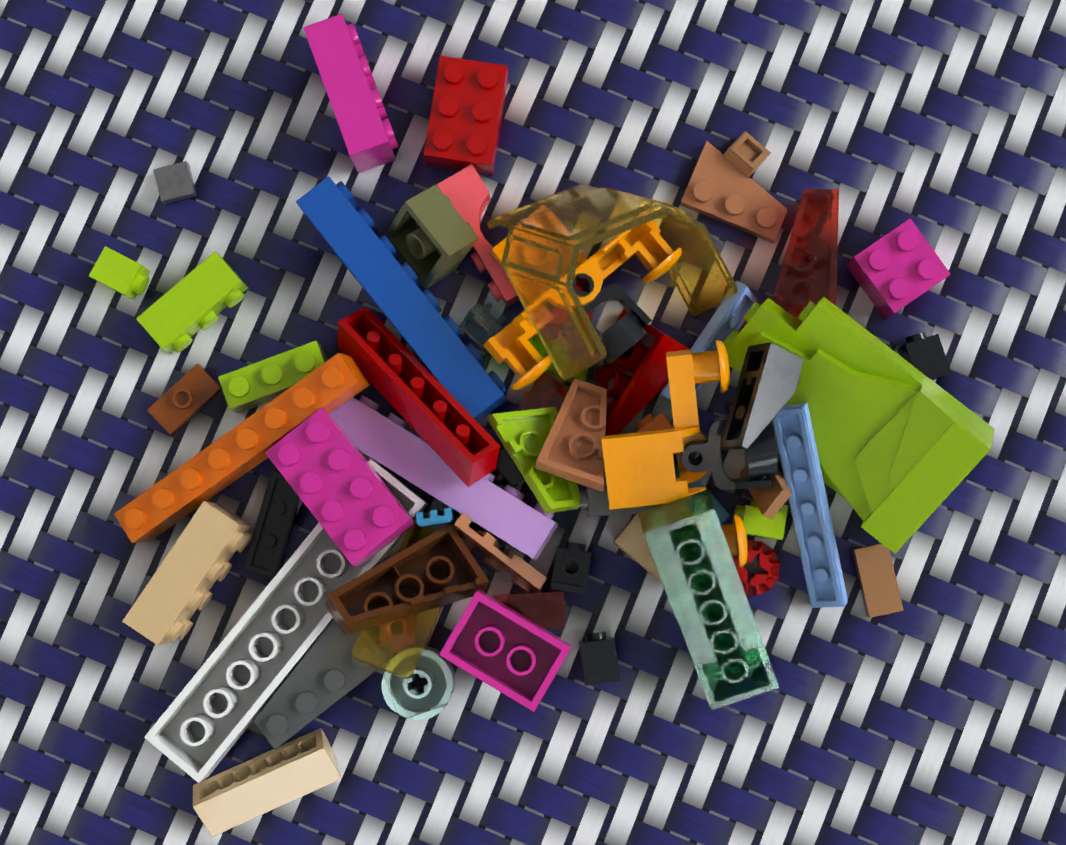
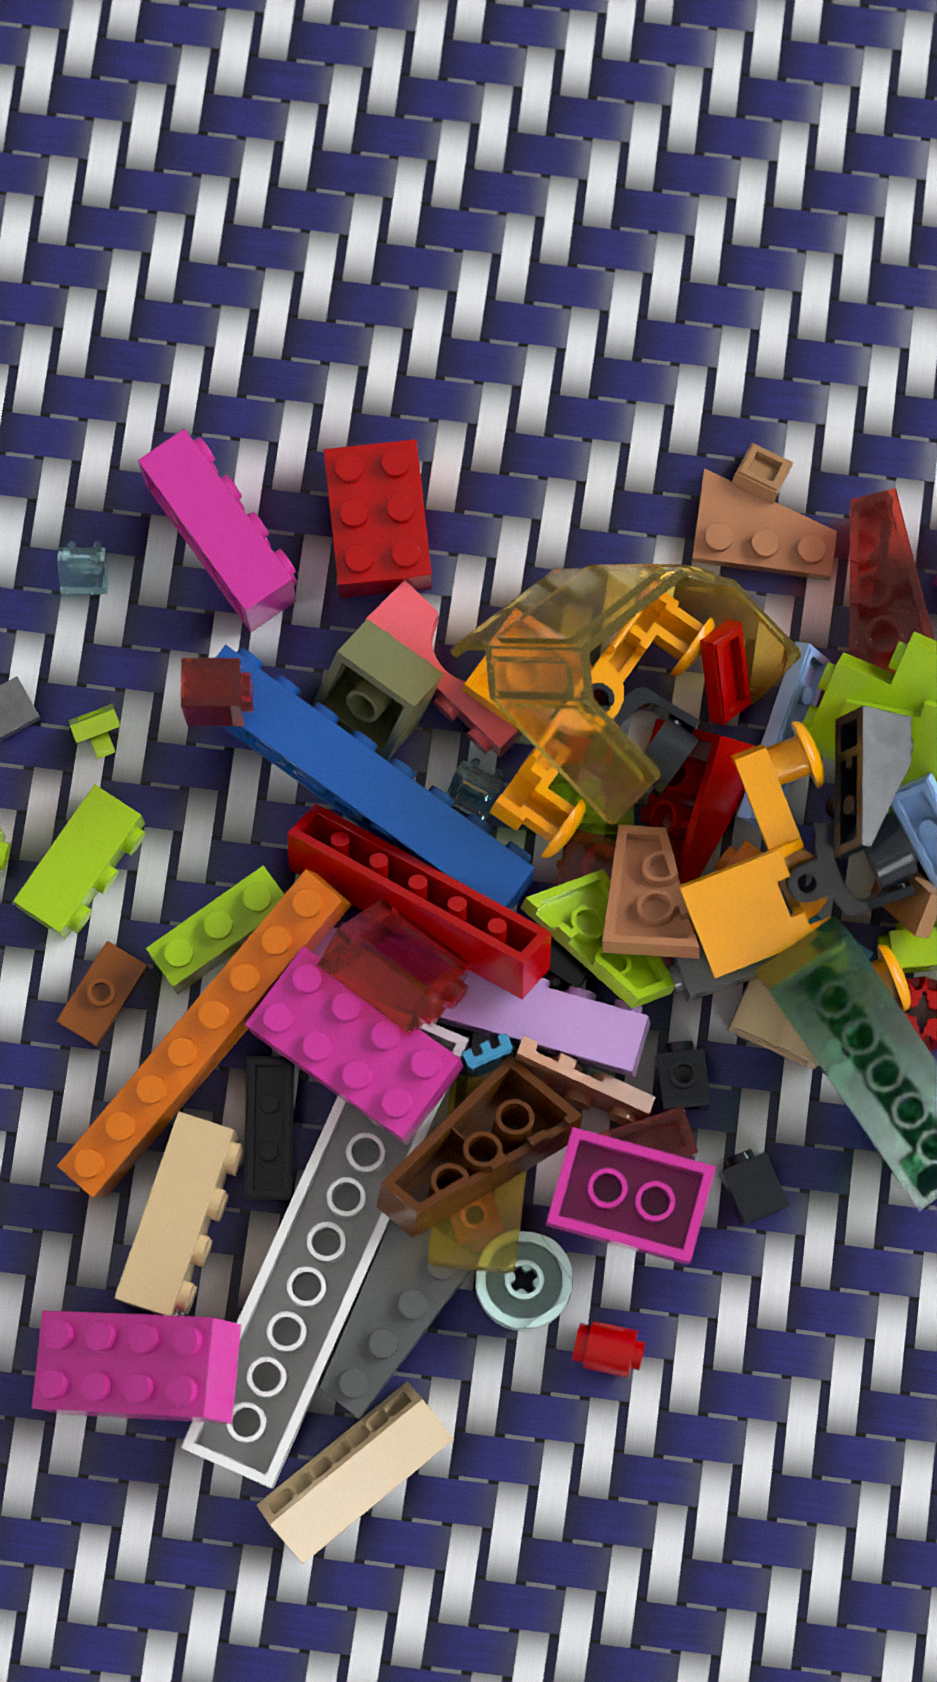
camera: 20 degrees left, 5 degrees down
(128, 672) = (137, 1366): none -> dark pink brick
(230, 212) = (96, 727): none -> lime tile
(251, 97) = (82, 569): none -> clear light blue tile
(305, 207) = (215, 691): none -> clear red brick
(369, 453) = (396, 966): none -> clear red window
(466, 744) = (608, 1348): none -> red brick
(680, 288) = (725, 671): none -> red tile

